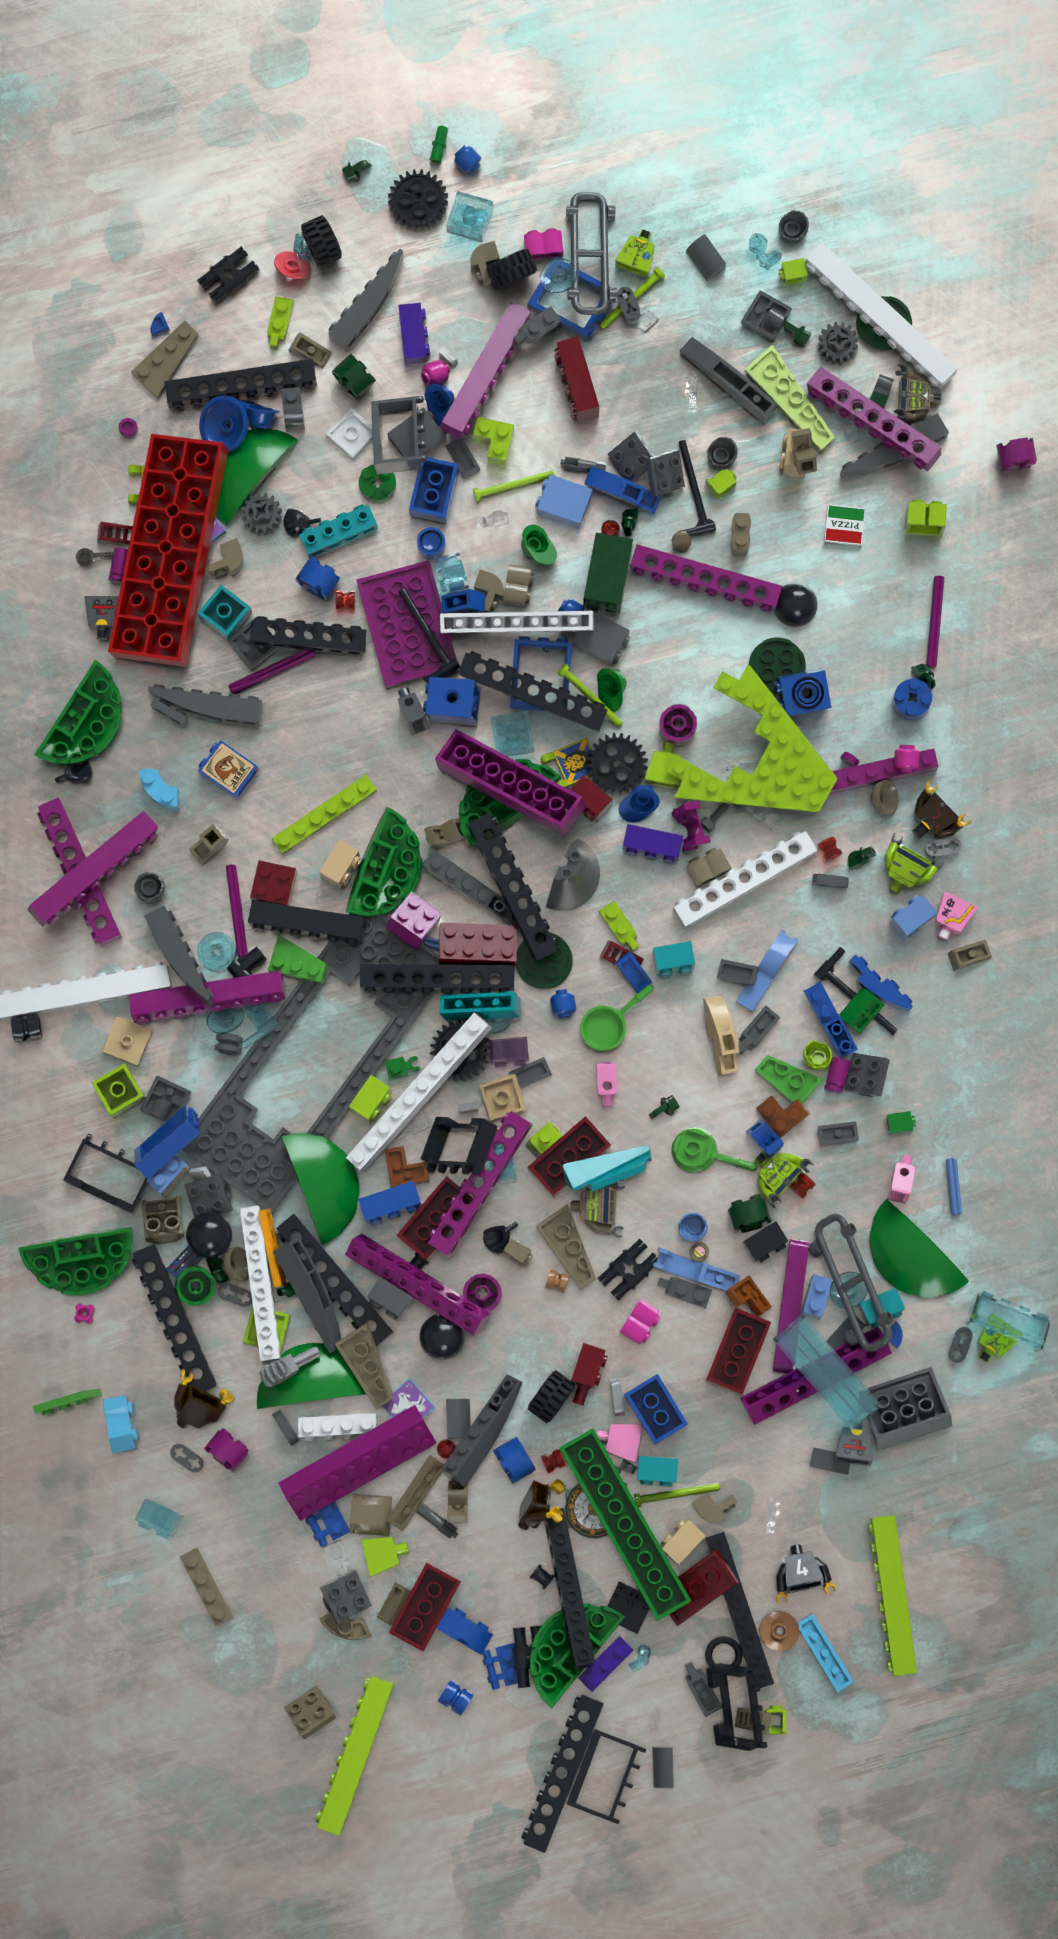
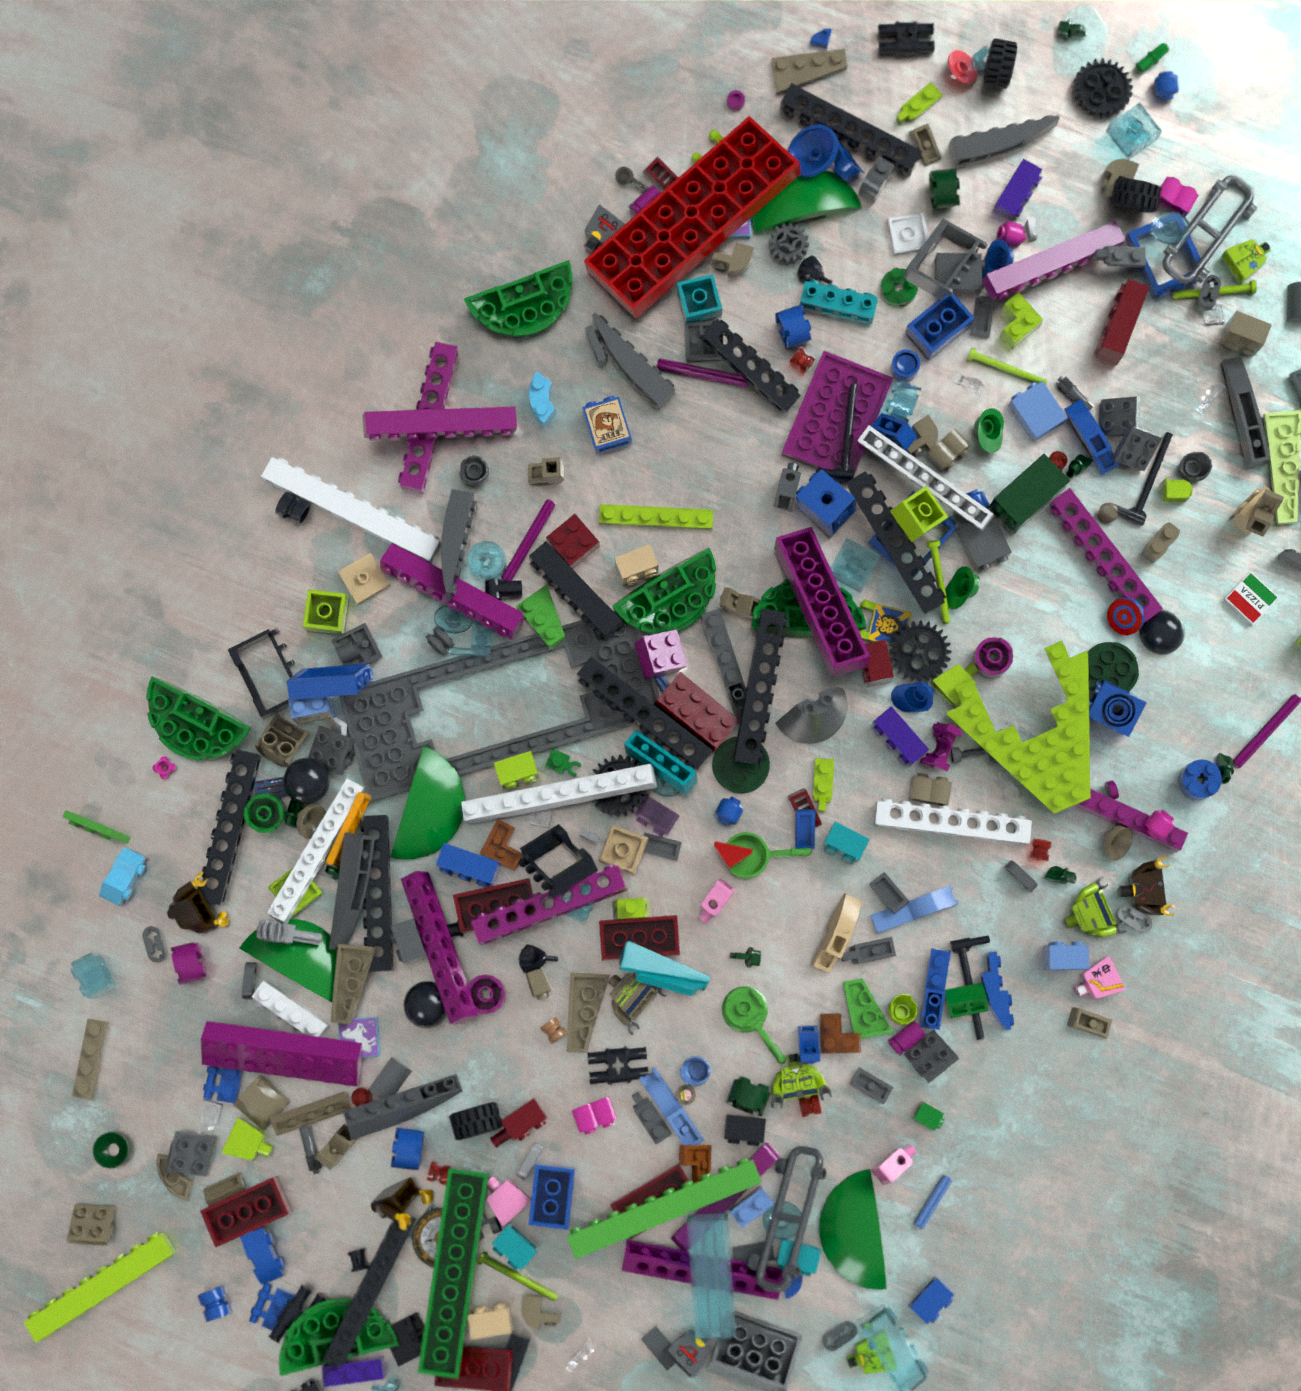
camera: 35 degrees right, 0 degrees up
(76, 772) = (487, 338): black piece -> none
(237, 1290) = (288, 846): dark grey beam -> none
(269, 1643) = (101, 1153): none -> dark green piece
(534, 655) = (919, 514): none -> lime brick
(591, 1035) = (732, 854): none -> red slope
(681, 316) = (1245, 333): none -> dark tan brick
(750, 1349) = (664, 1208): none -> bright green brick
(757, 613) = (1125, 616): none -> red tile
(1009, 1262) = (931, 1300): none -> blue brick

